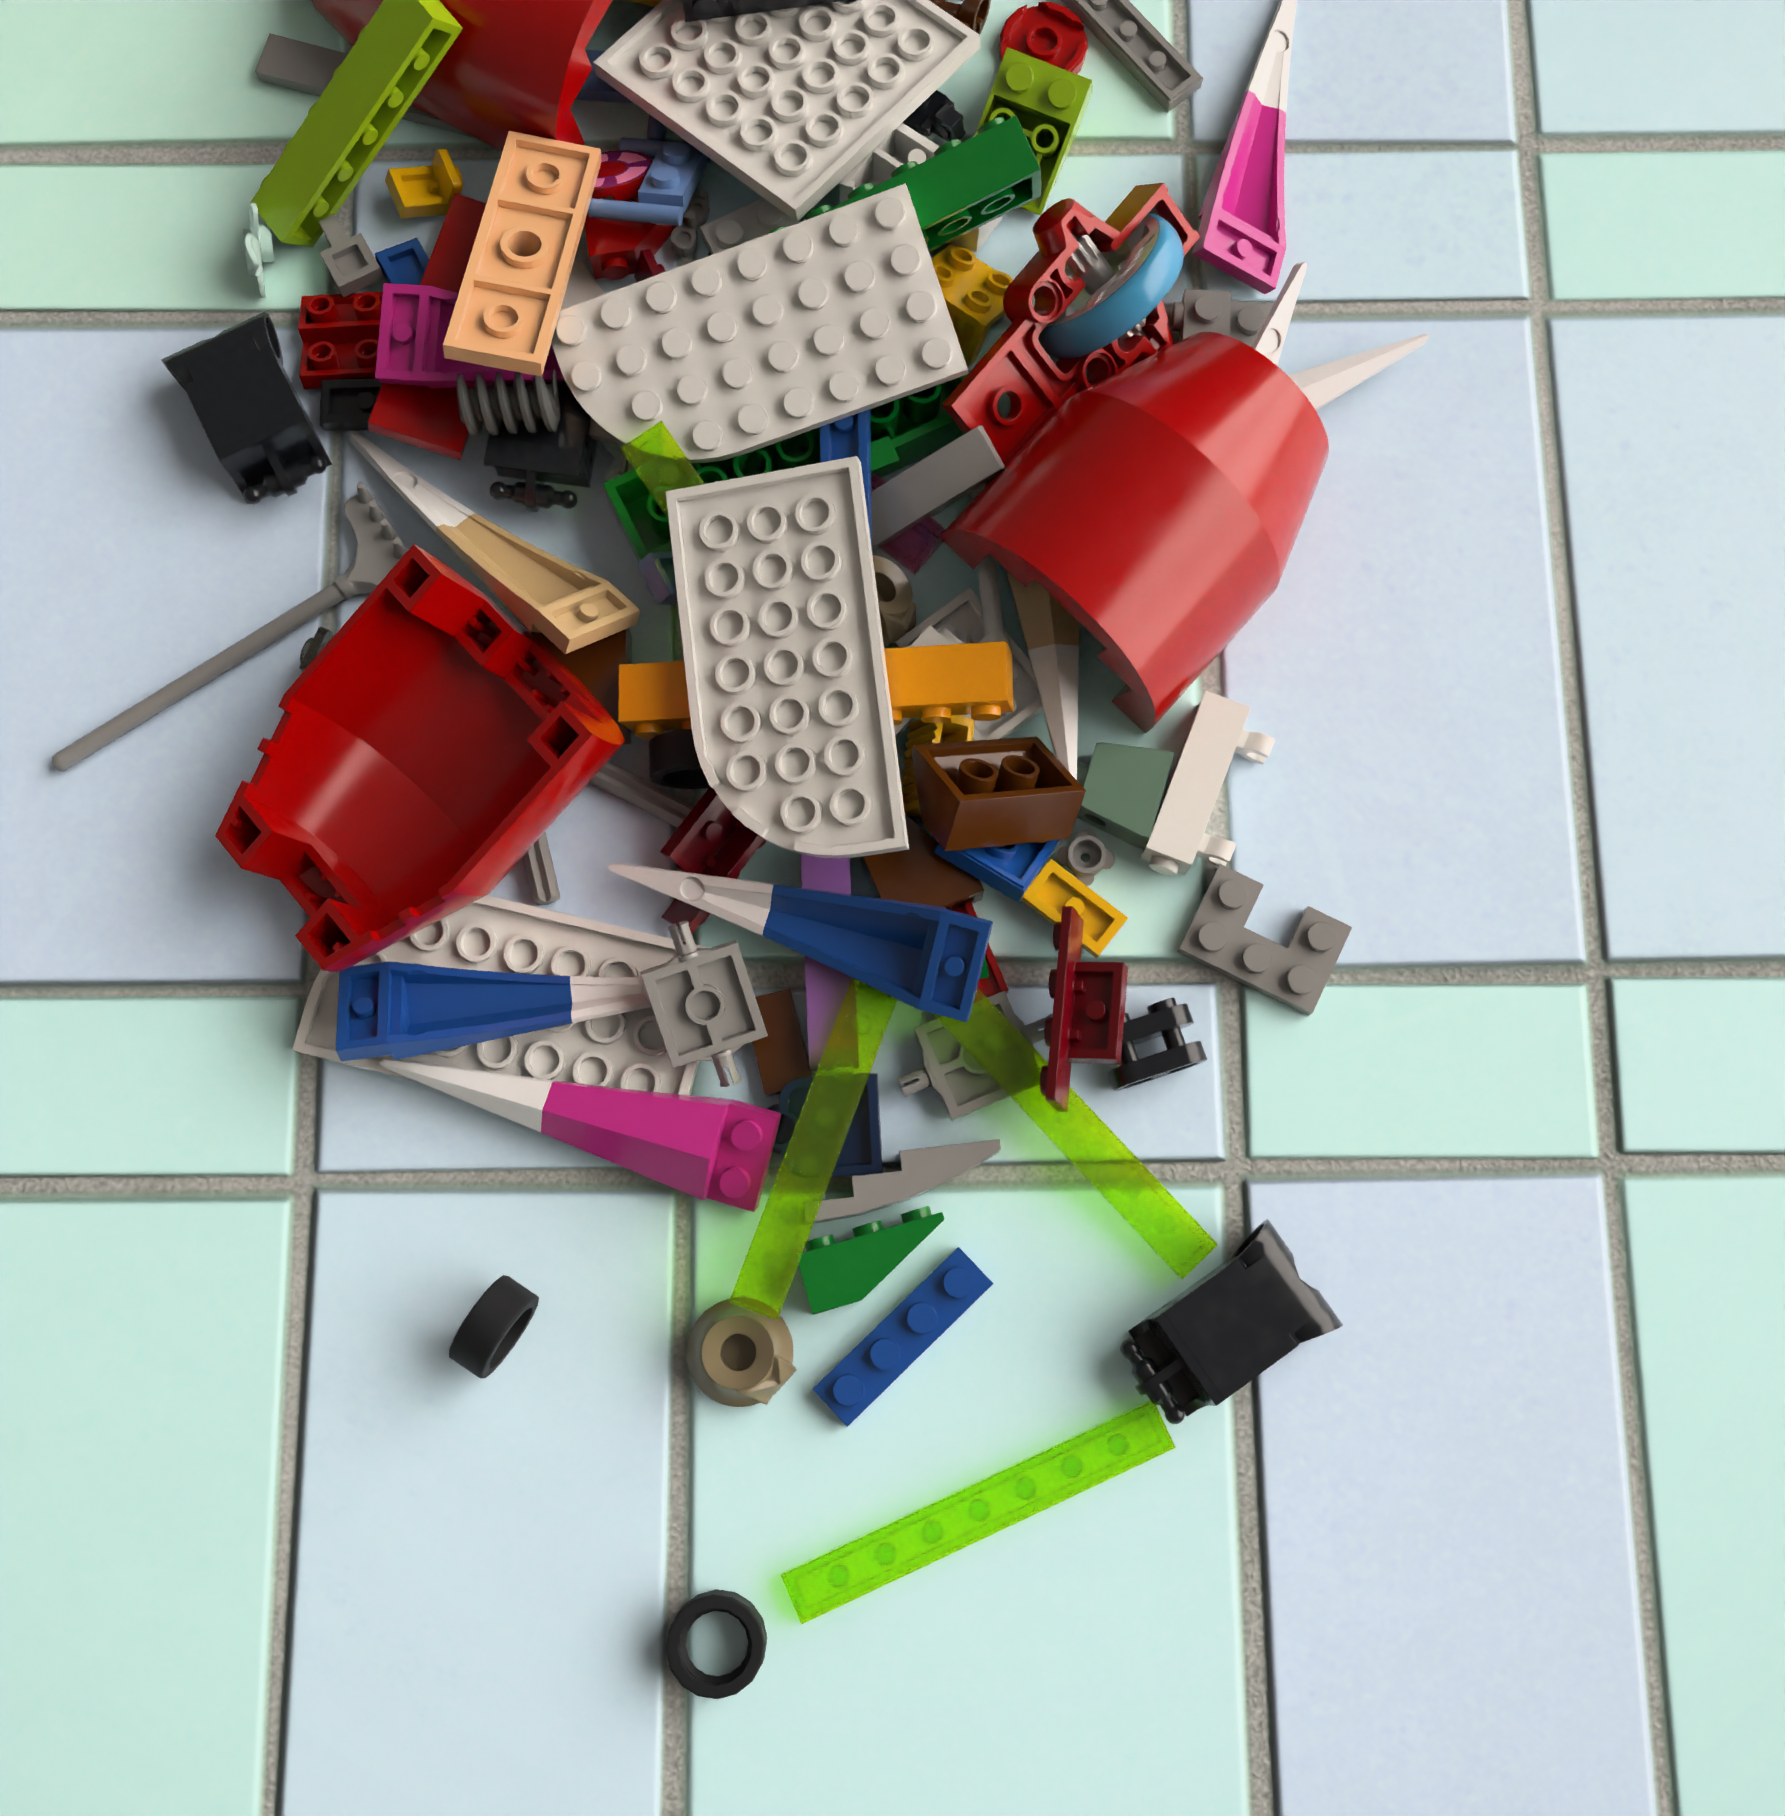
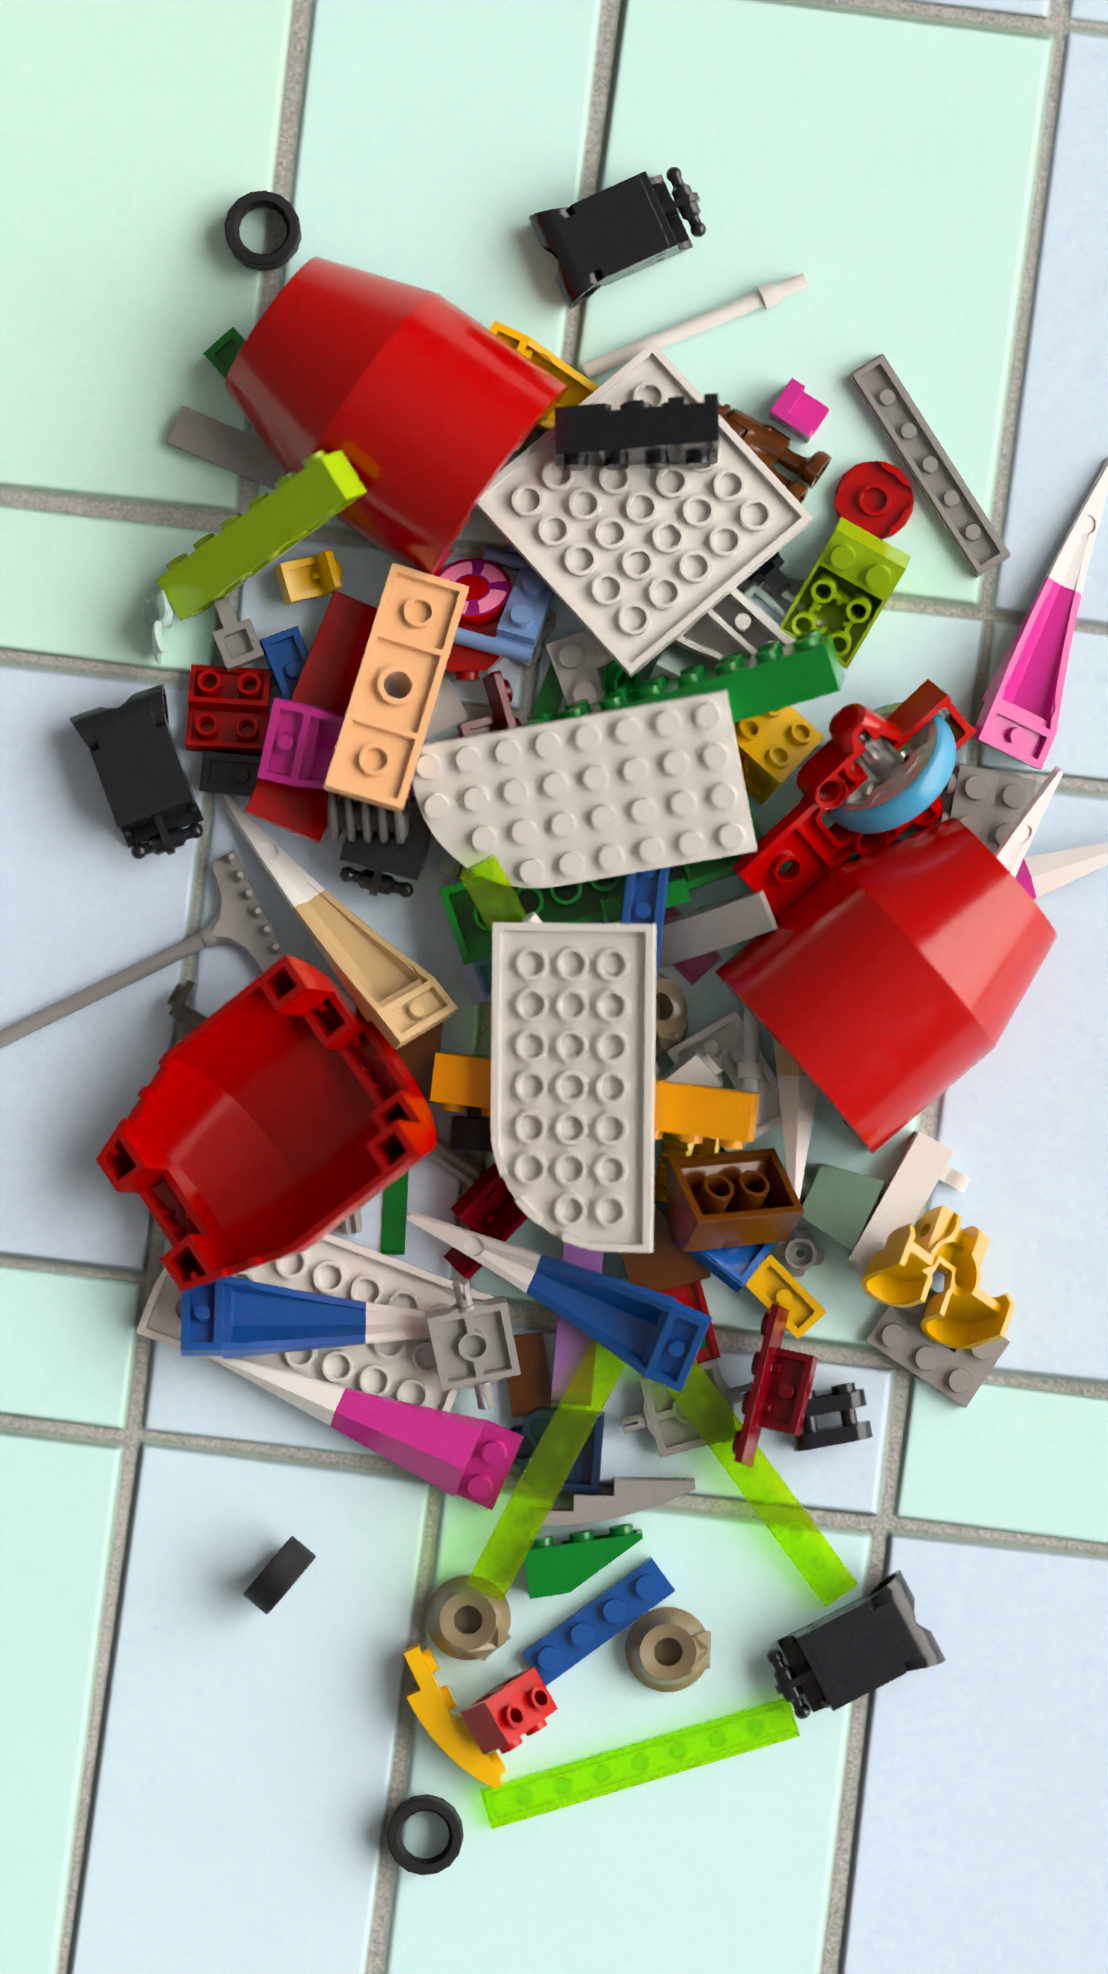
camera: 10 degrees right, 10 degrees up
(596, 874) = (395, 1216): none -> green piece
(741, 1505) = (434, 1710): none -> yellow slope
(803, 1464) = (509, 1711): none -> red brick
(994, 1359) = (668, 1649): none -> dark tan piece
(1217, 847) = (903, 1273): none -> yellow piece

